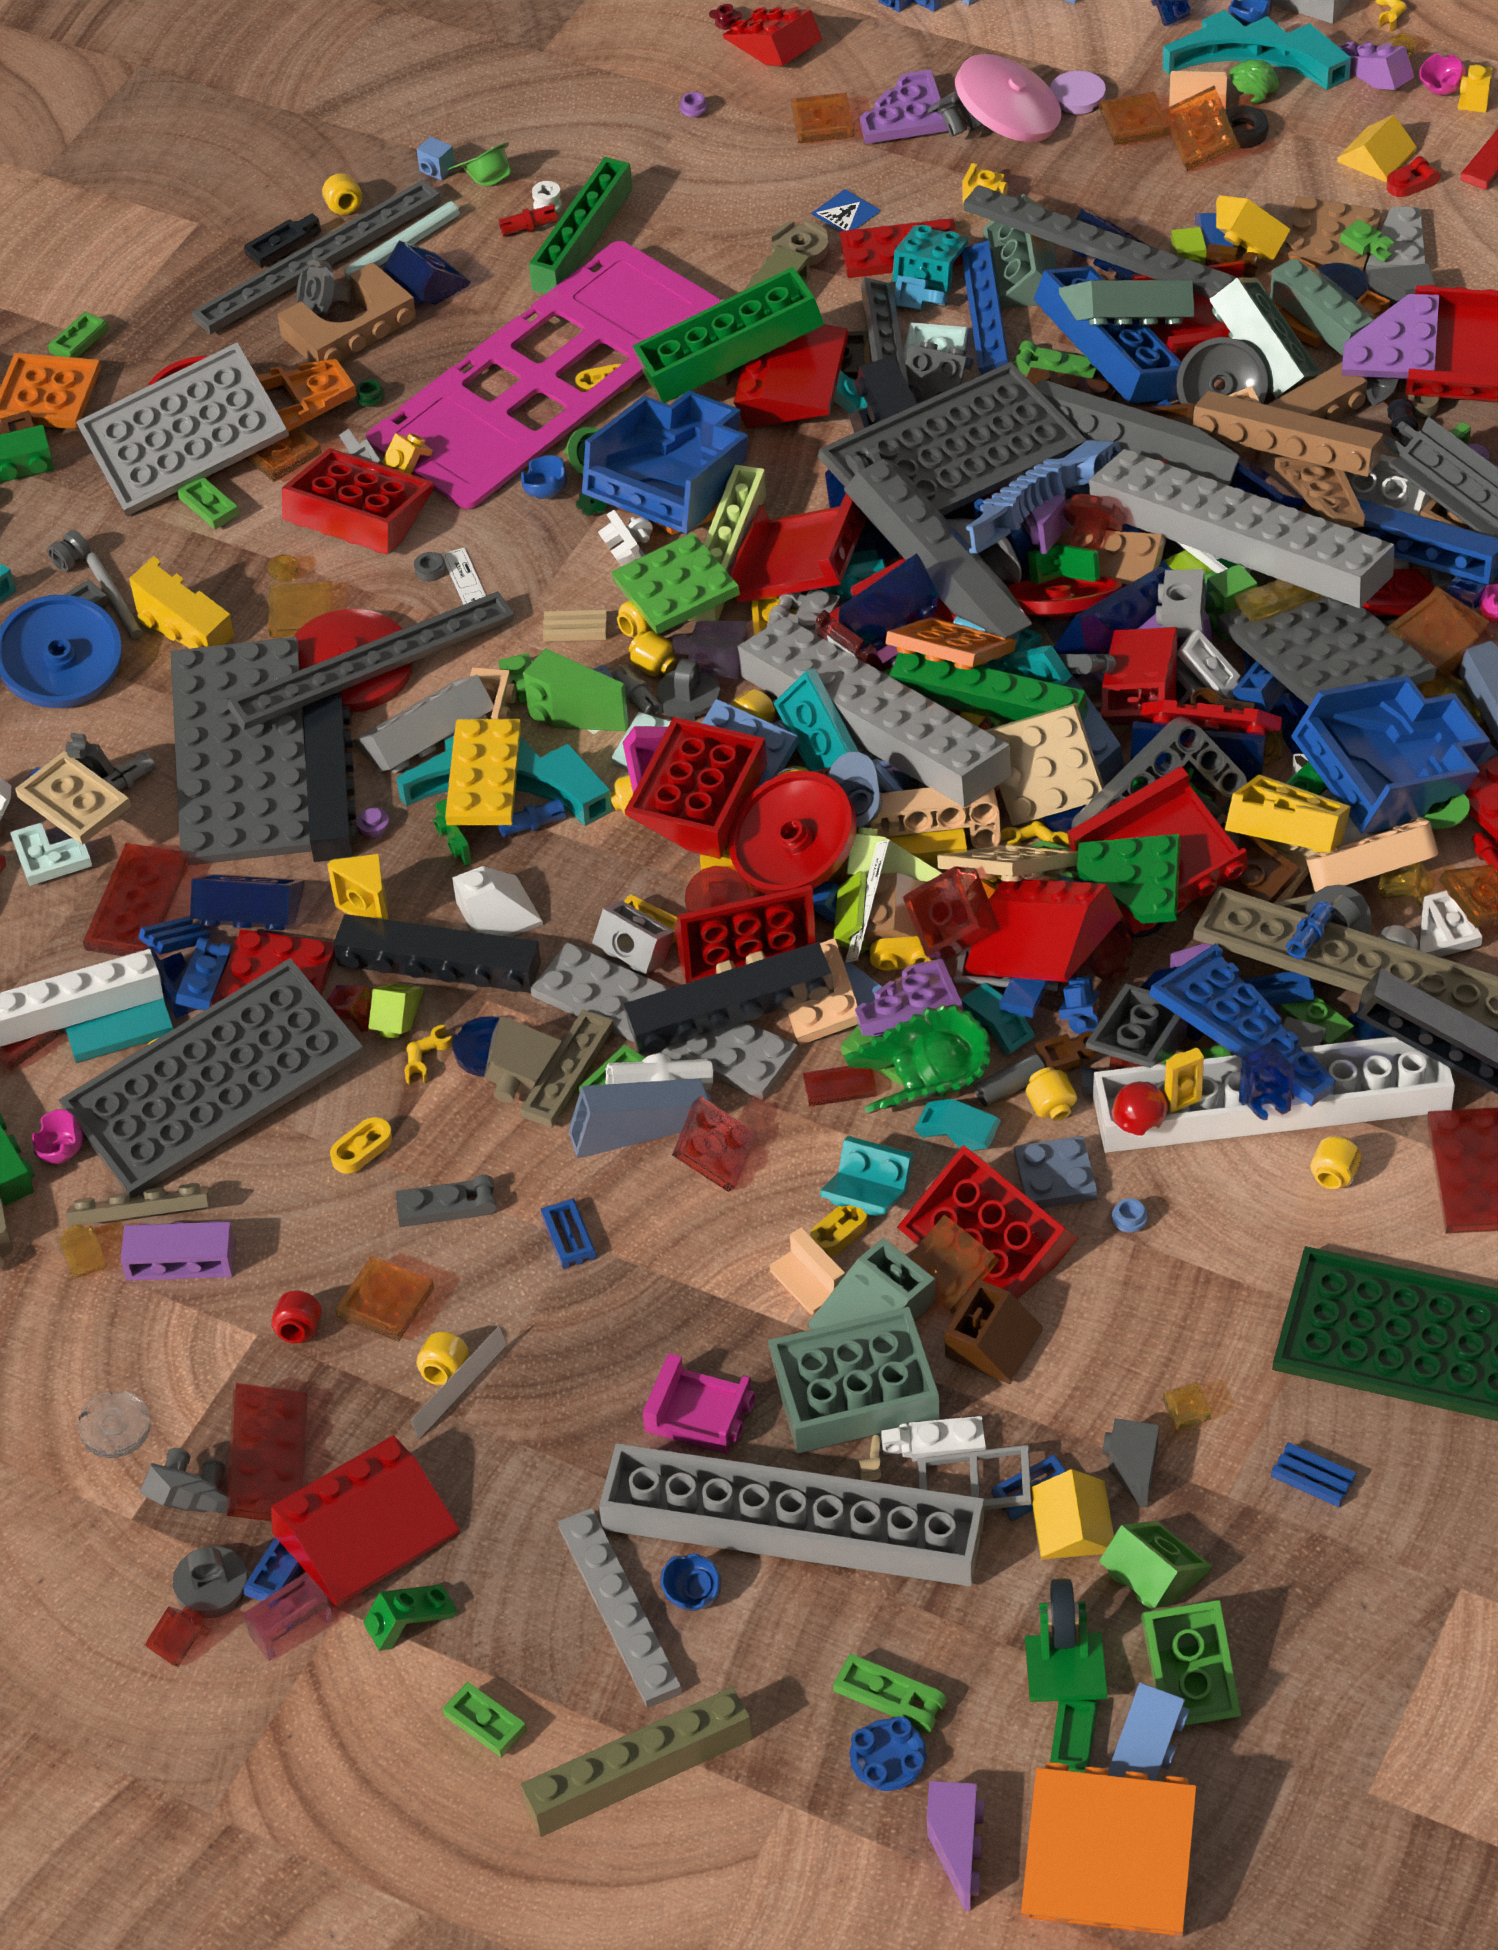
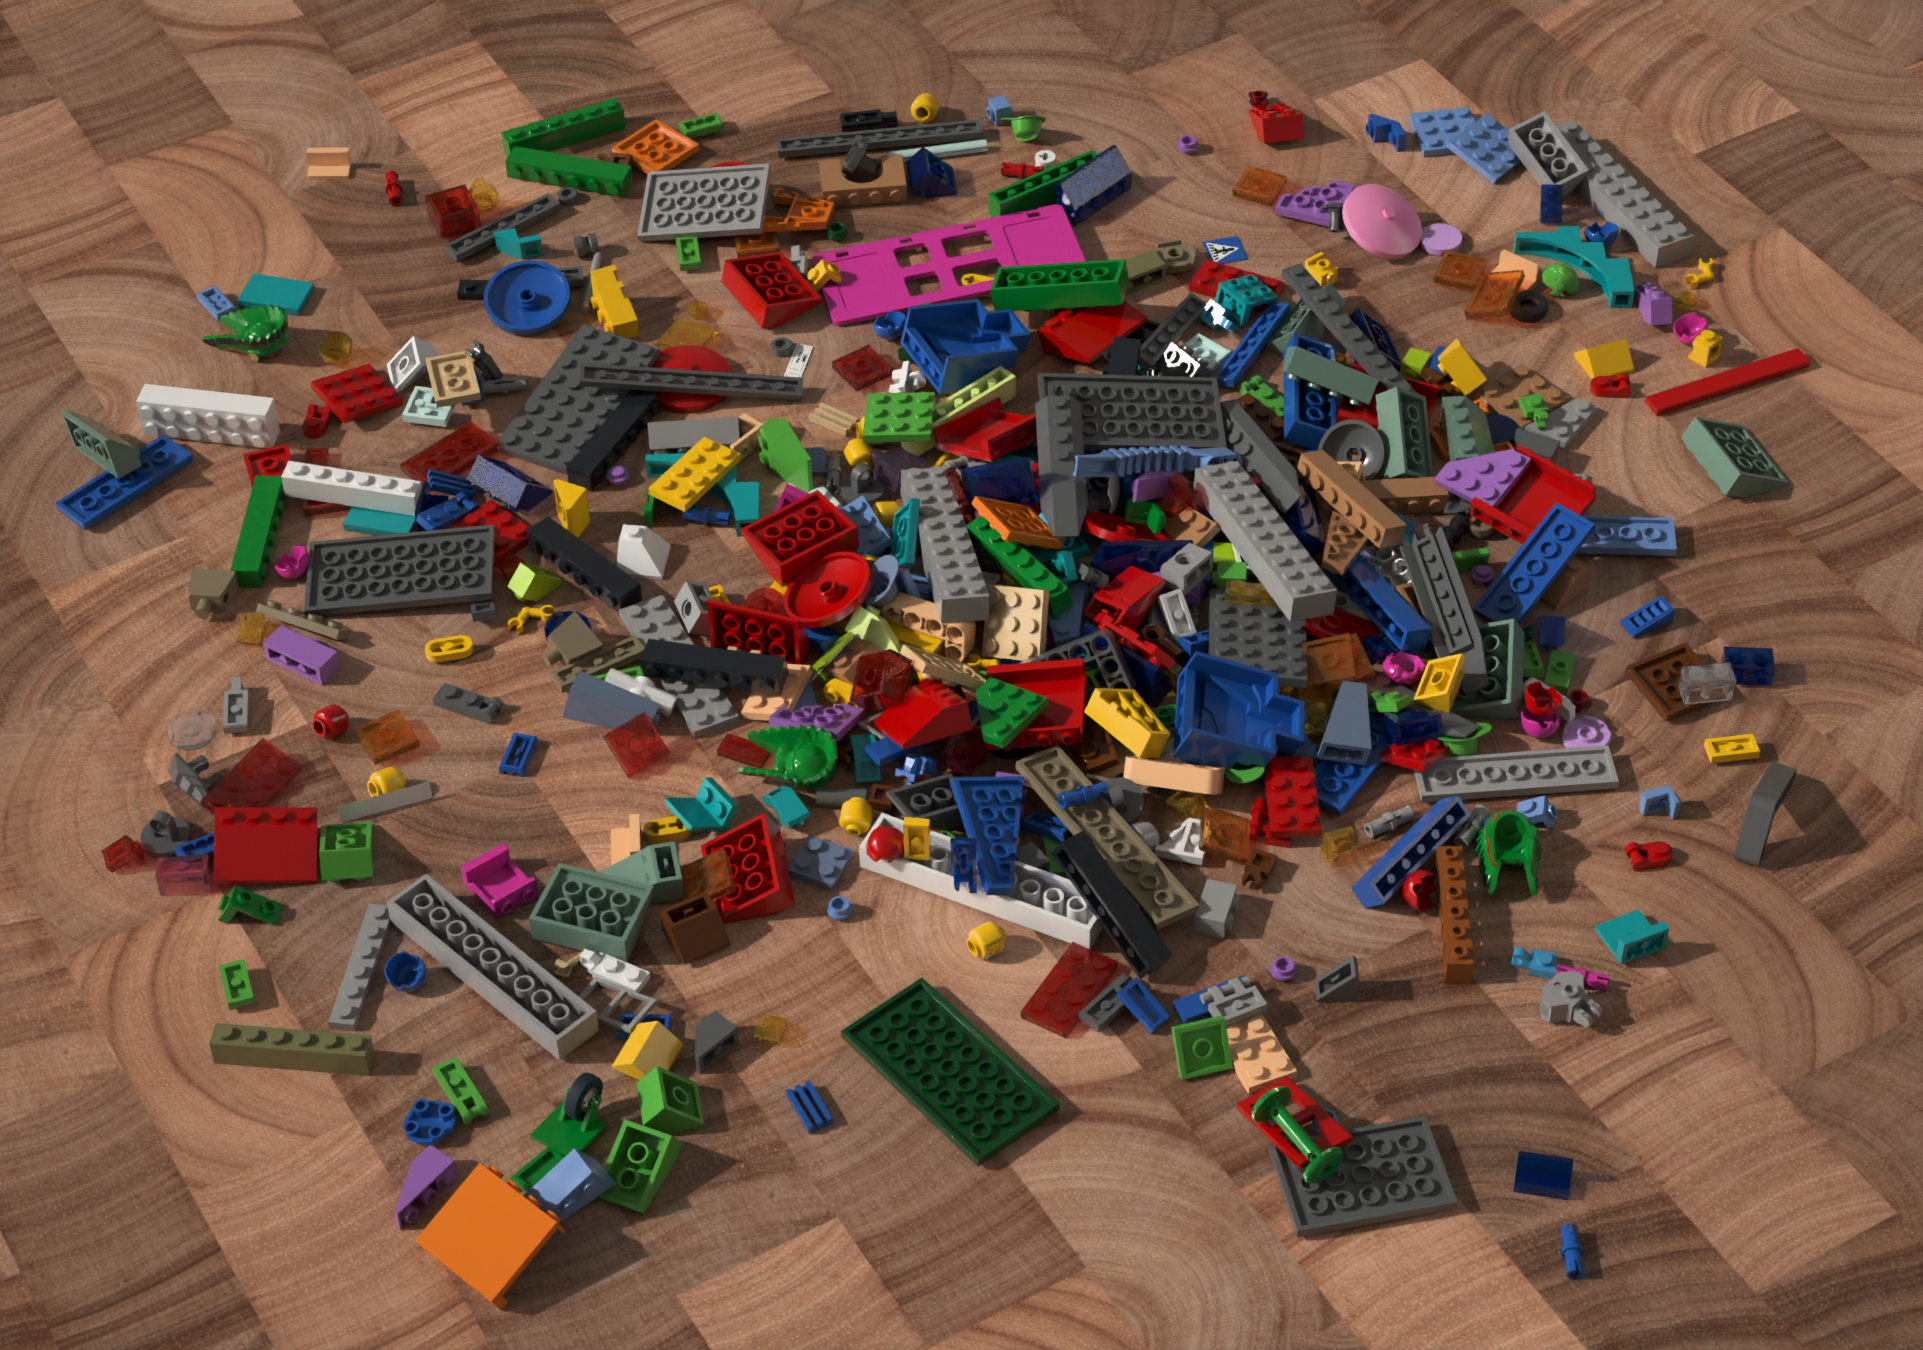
camera: 30 degrees right, 5 degrees down
(152, 1363) = (236, 708): none -> light grey hinge
(362, 1075) = (483, 611): none -> dark grey plate
(472, 1469) = (346, 851): none -> bright green slope
(555, 545) = (862, 368): none -> clear red plate
(640, 198) = (1094, 185): none -> slope

